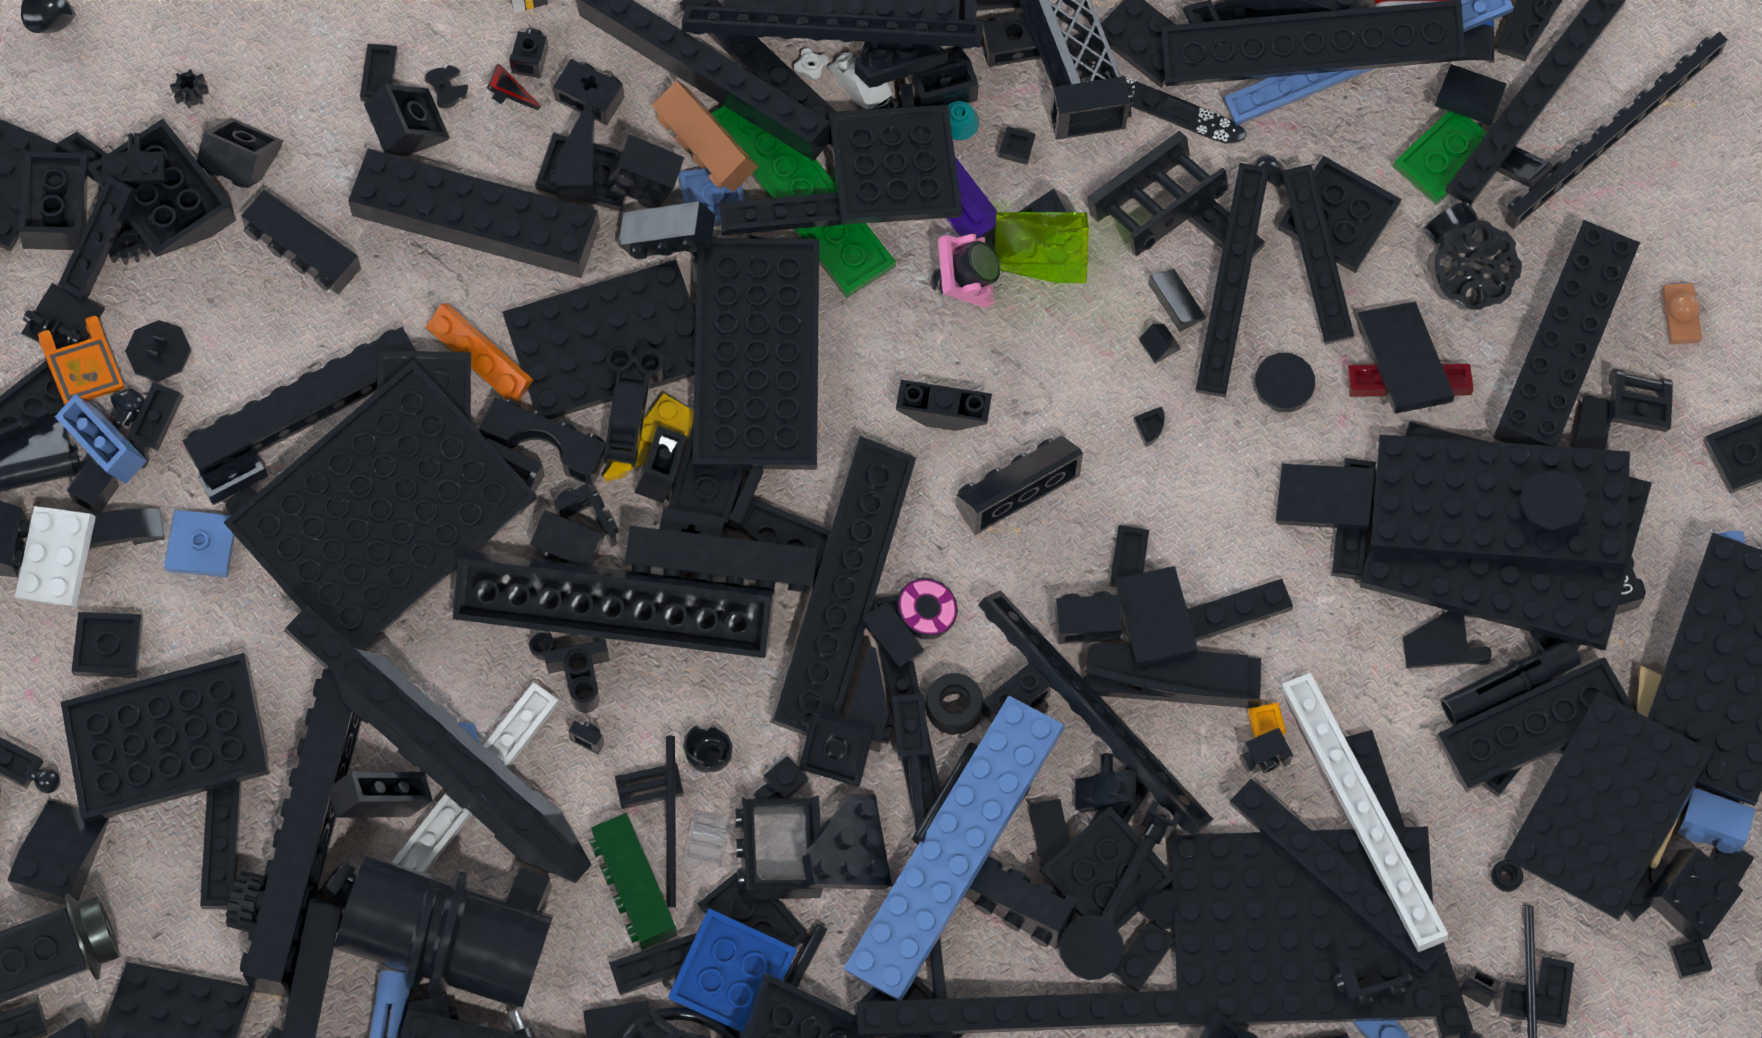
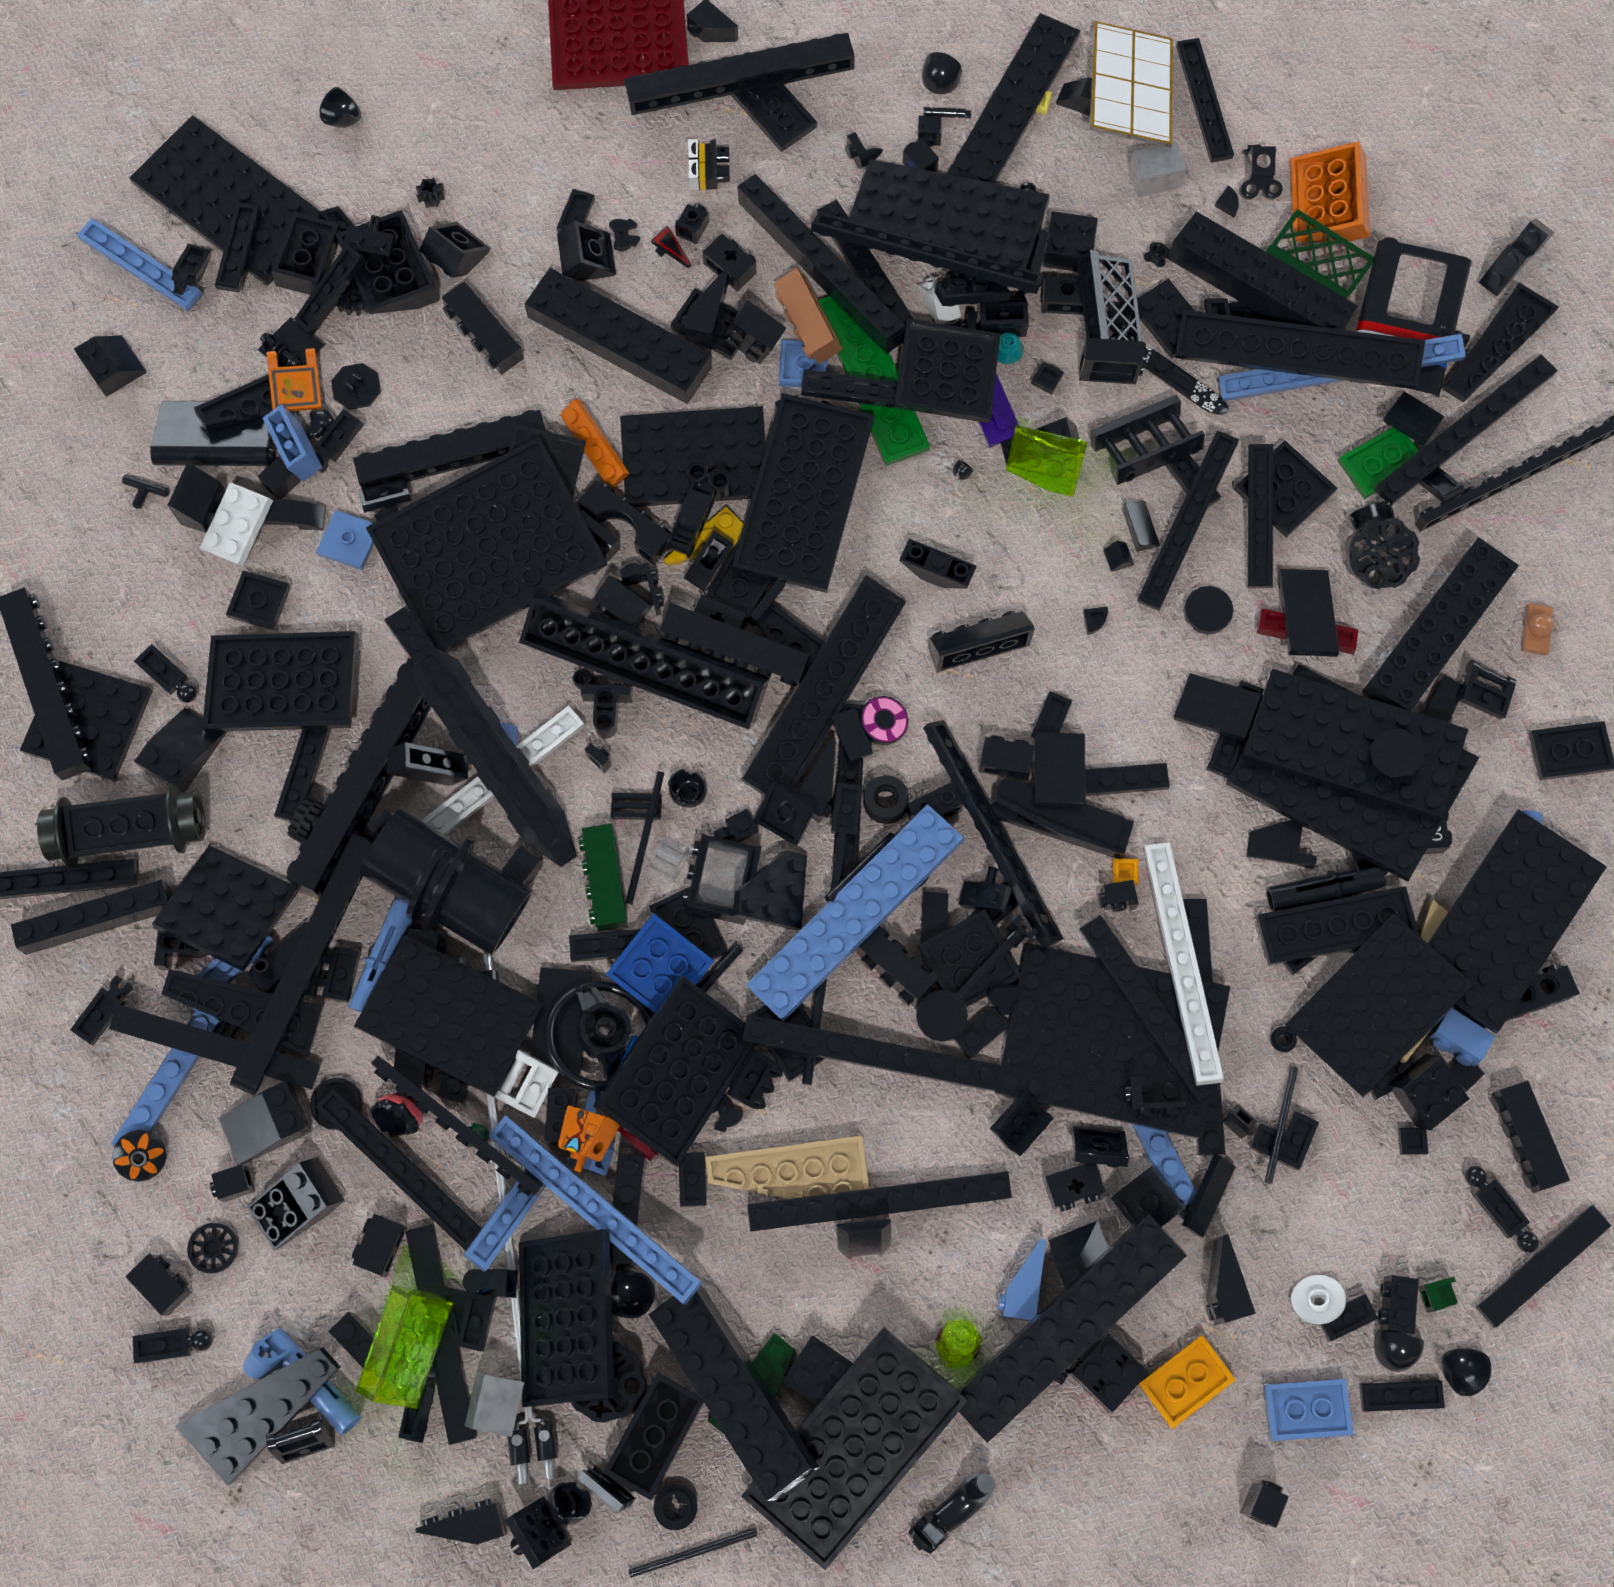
camera: 15 degrees right, 5 degrees up
(667, 230) = (759, 381): brick -> none
(810, 72) = (904, 286): white plate -> none
(968, 269) = (984, 464): piece -> none
(1275, 169) = (1244, 441): black piece -> none

